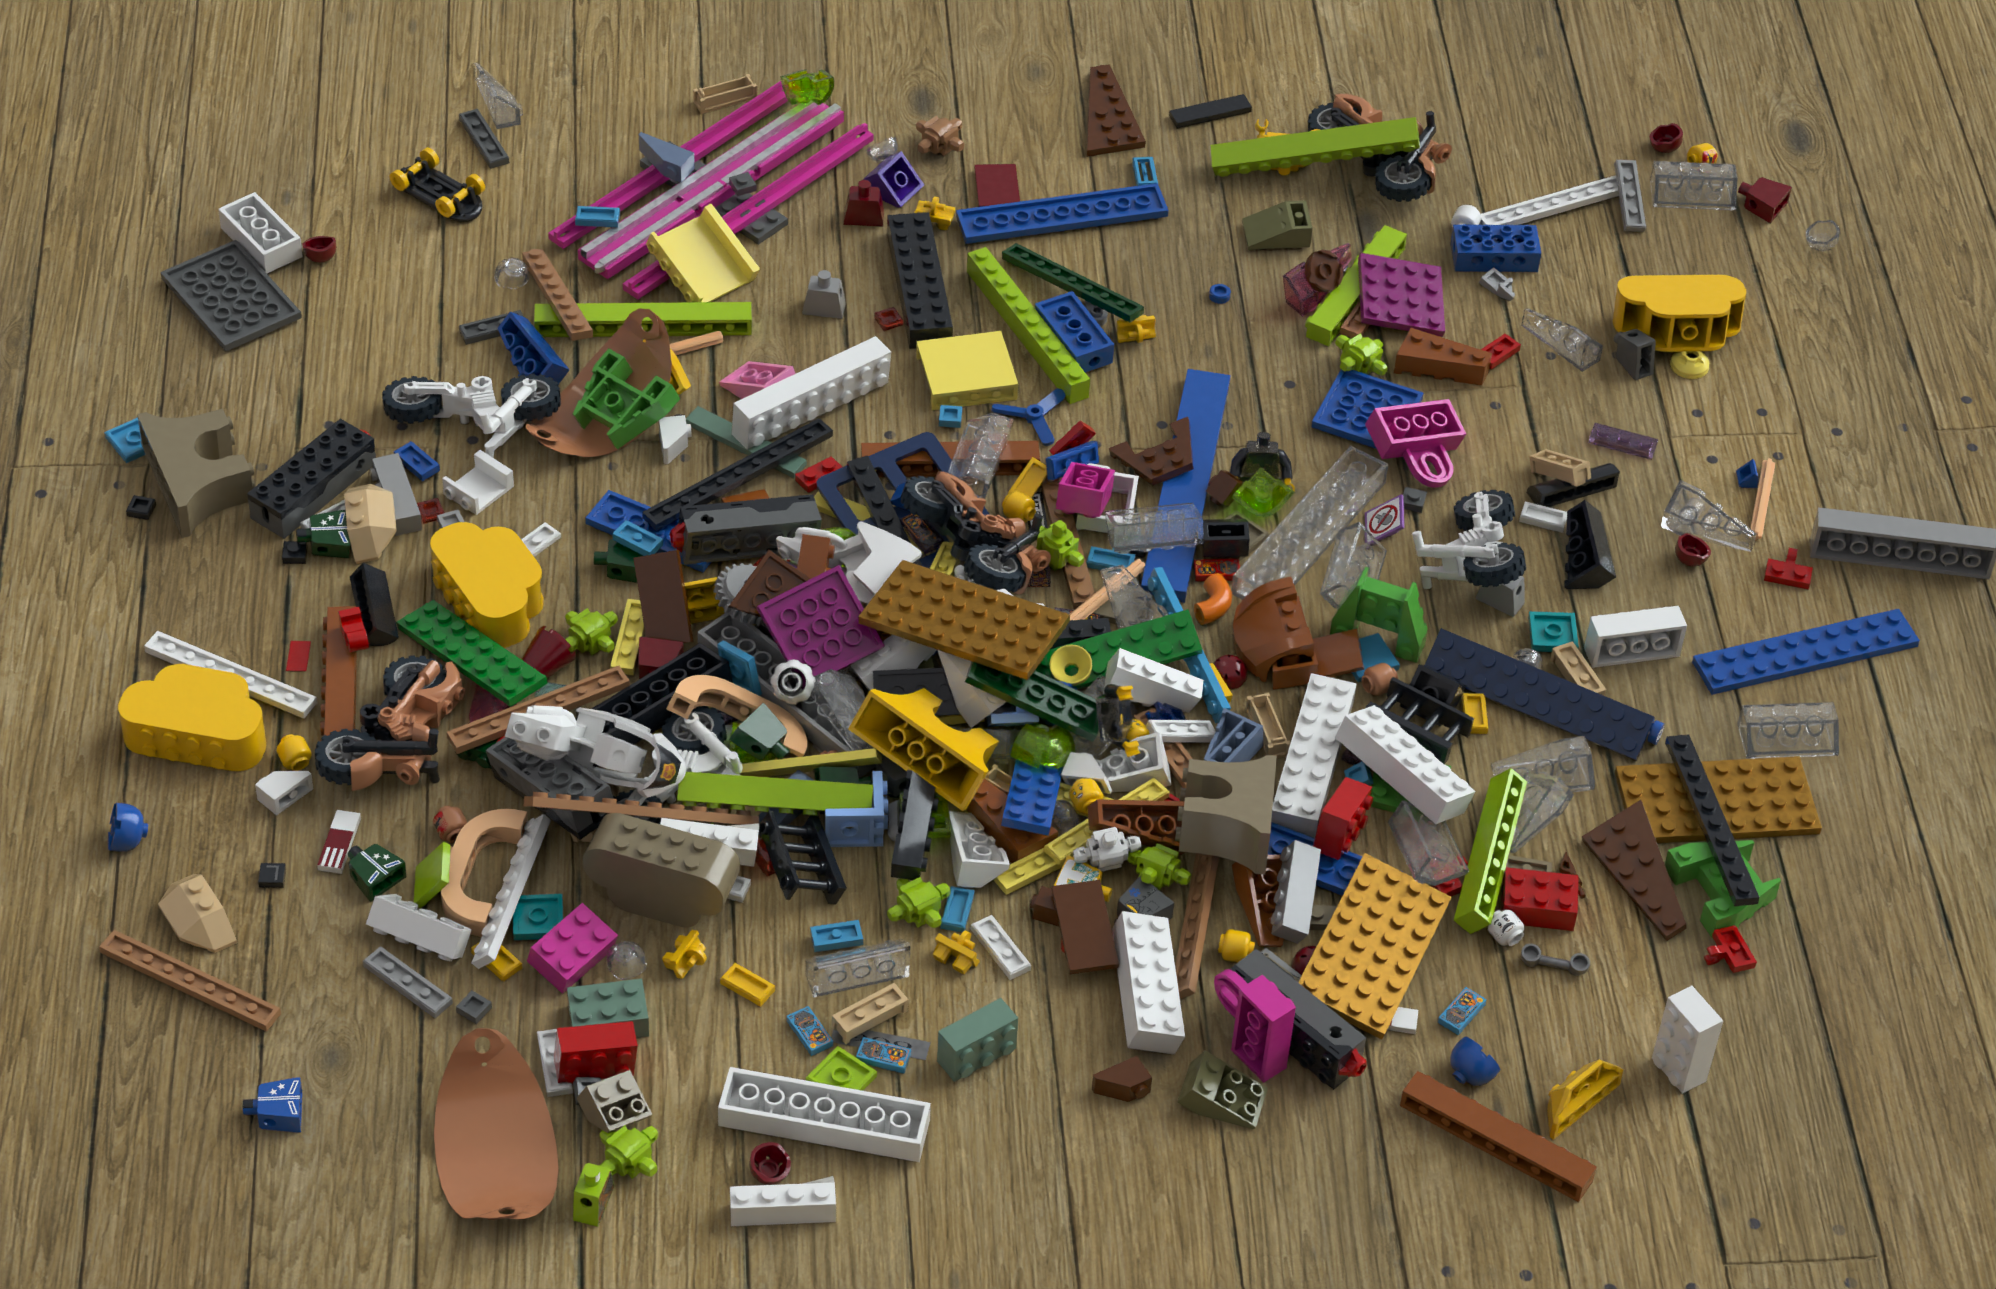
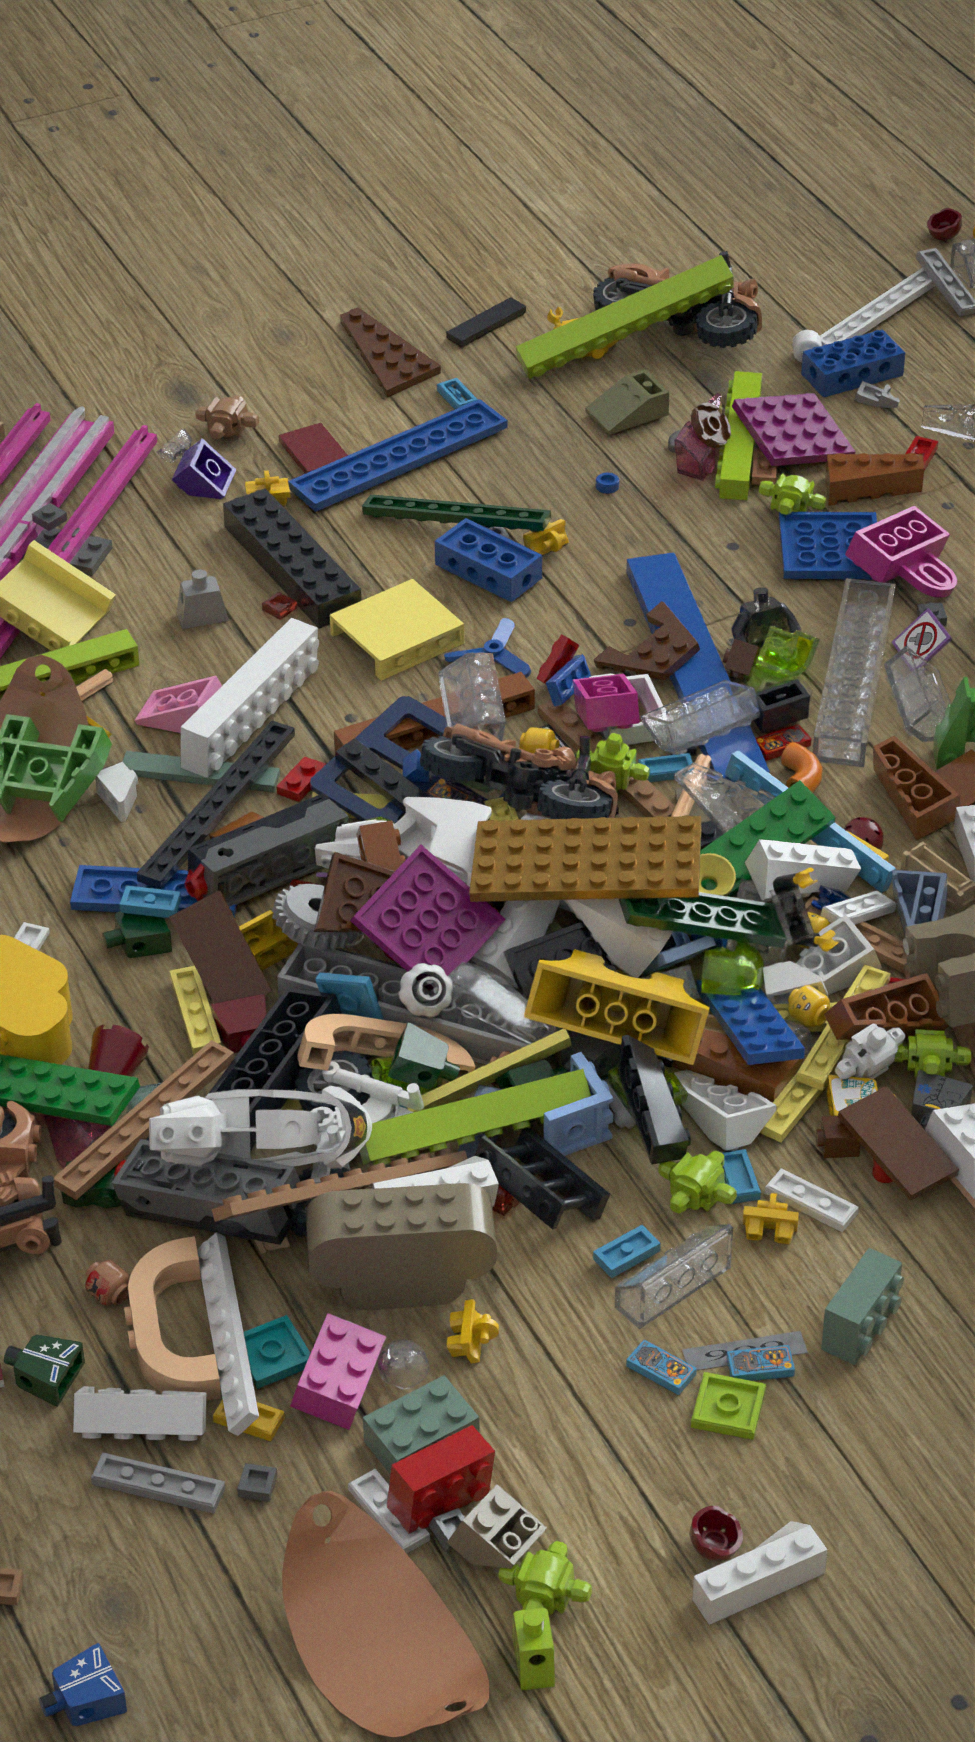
camera: 20 degrees left, 5 degrees down
(432, 874) = (122, 1346): lime tile -> none
(590, 631) = (149, 1016): lime piece -> none
(747, 984) = (558, 1341): yellow tile -> none
(804, 86) = (66, 405): clear neon green brick -> none
(824, 1114) = (743, 1453): white brick -> none
(864, 205) = (188, 503): dark red torso -> none
(869, 1012) = (719, 1321): tan container -> none
(950, 416) = (407, 678): dark azure plate -> none
(1028, 325) = (434, 567): lime brick -> none
(1030, 478) = (534, 710): yellow tile -> none
(1270, 627) = (885, 776): dark orange piece -> none

